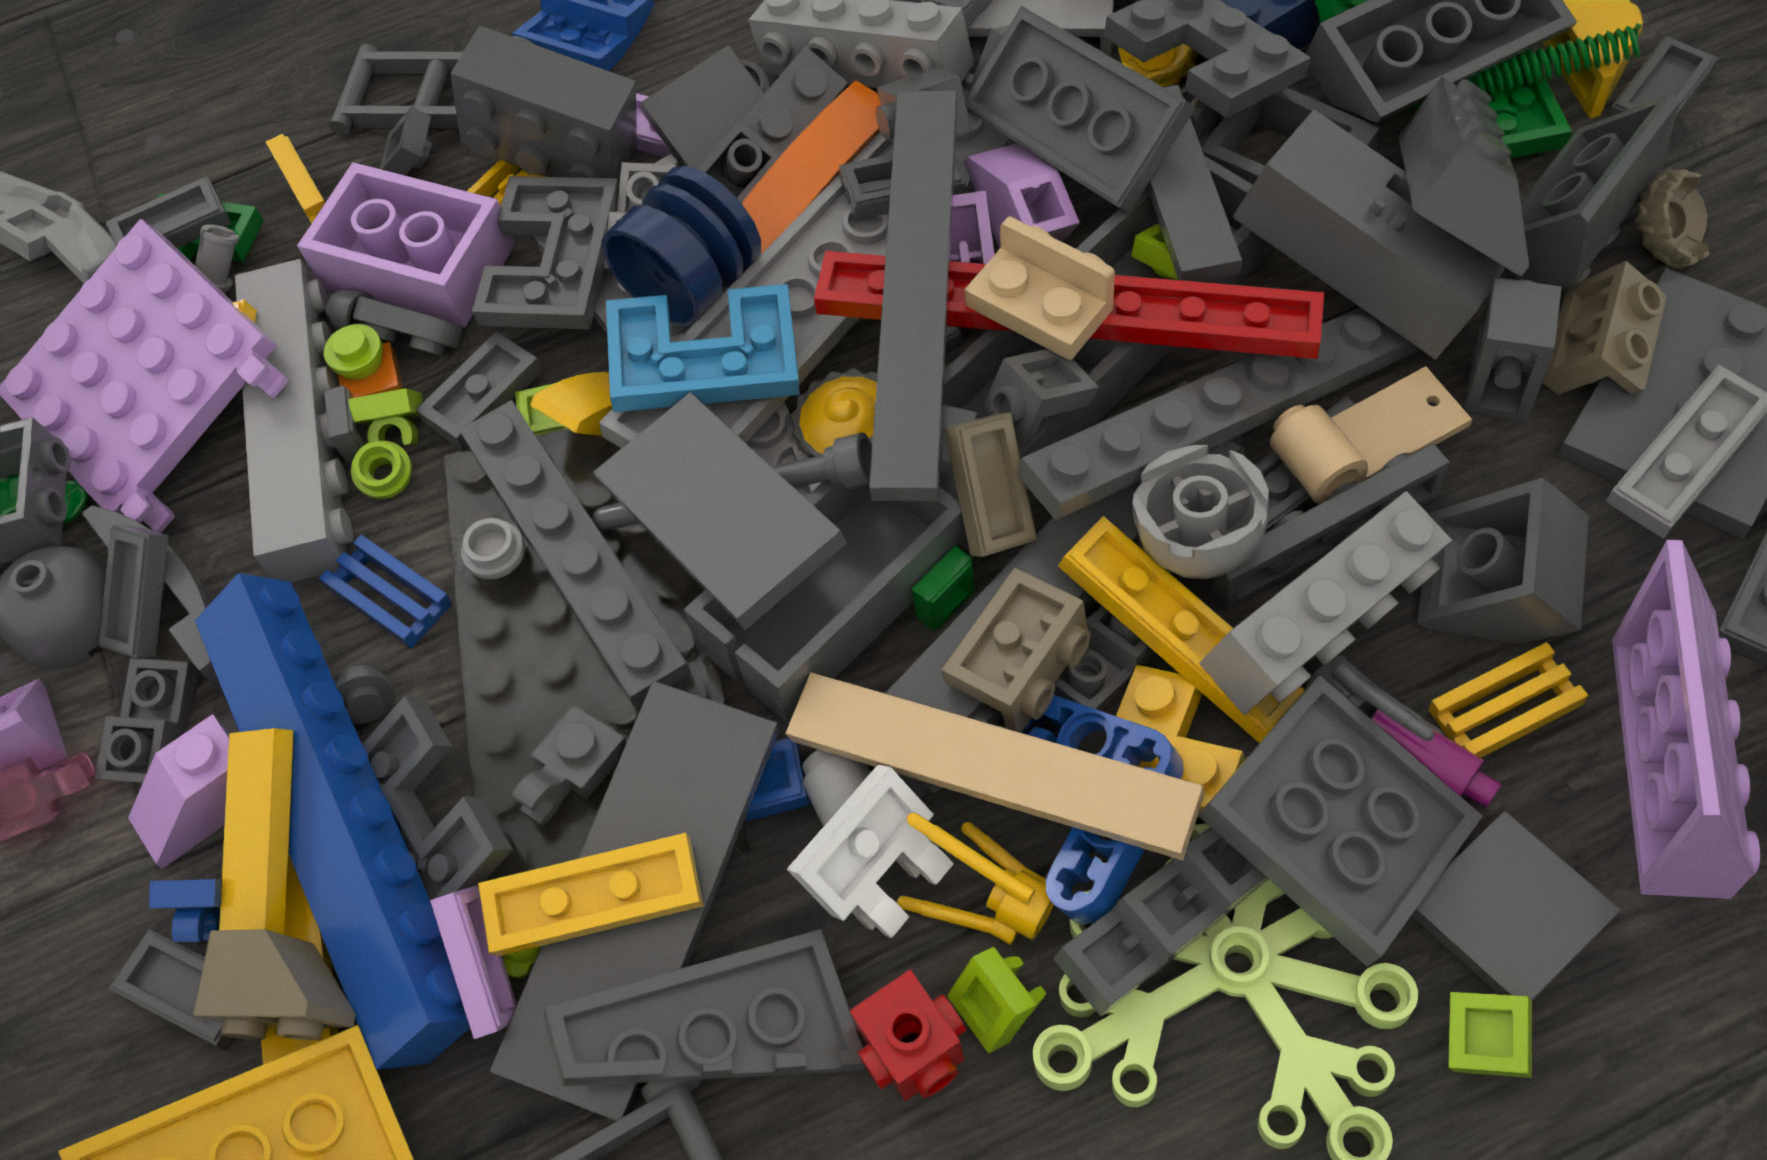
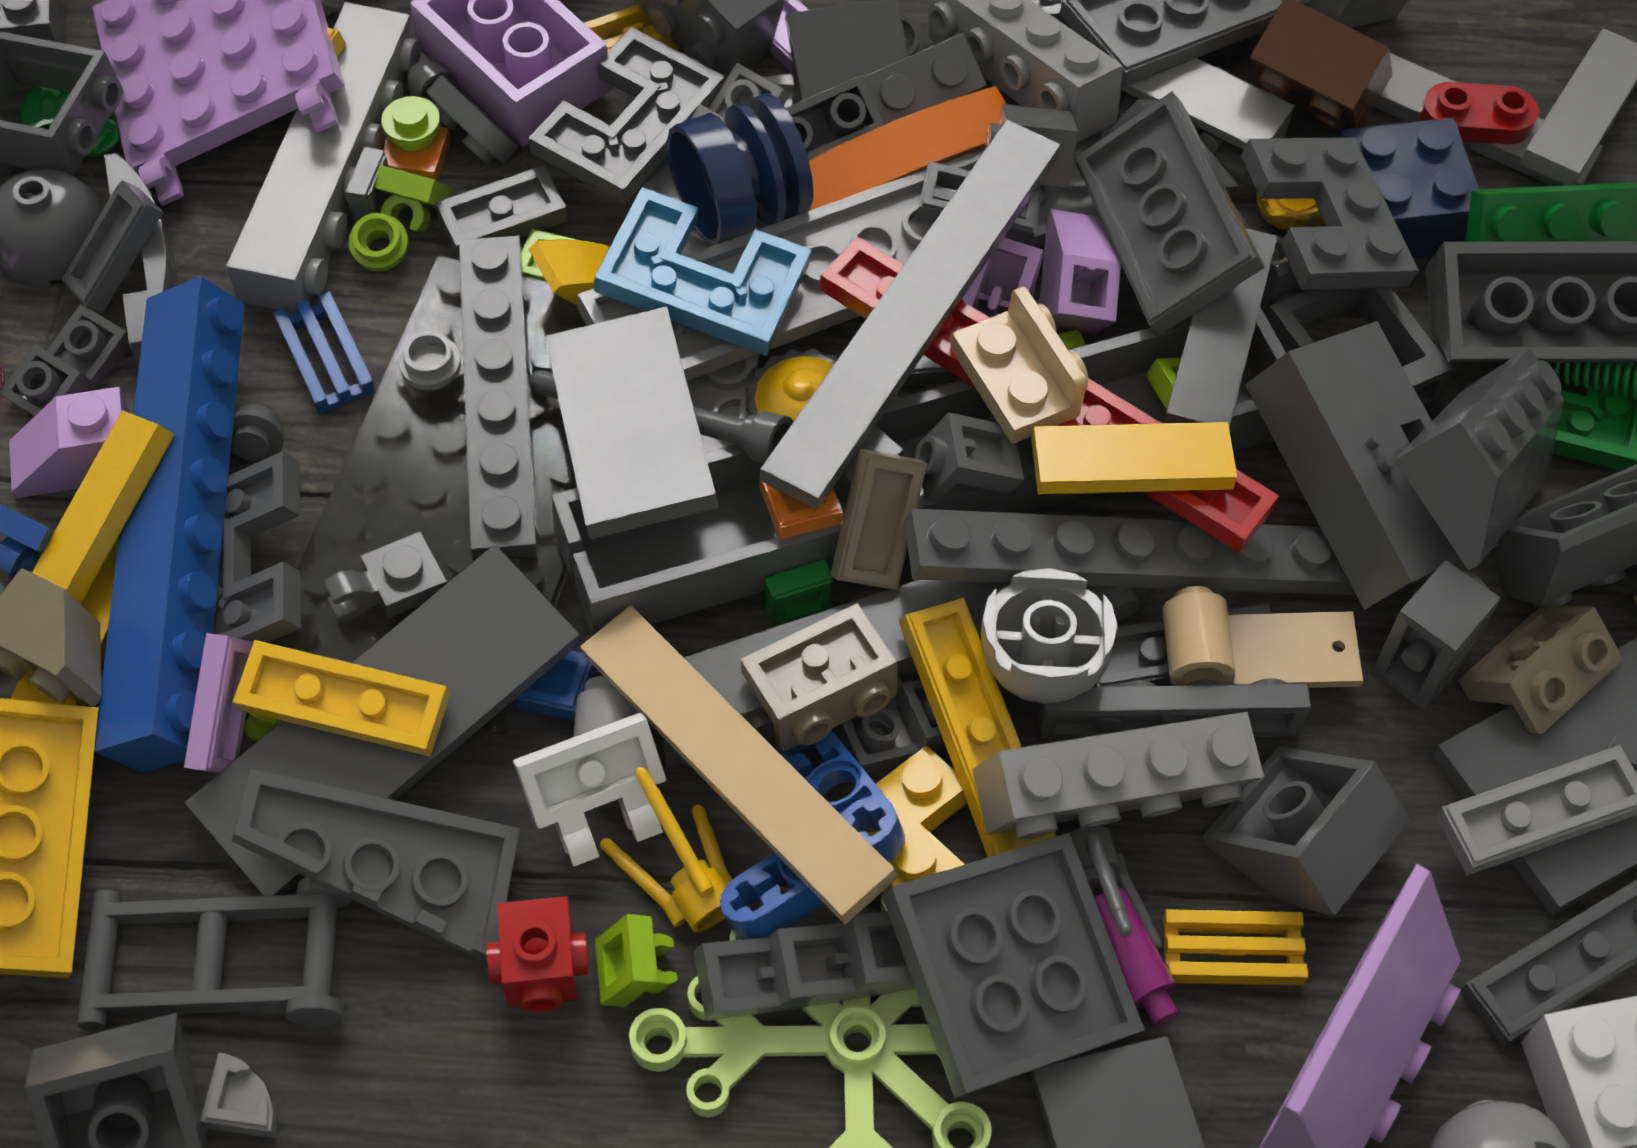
camera: 15 degrees right, 0 degrees up
(914, 518) = (796, 518): none -> orange tile
(1184, 320) = (1133, 458): none -> yellow tile

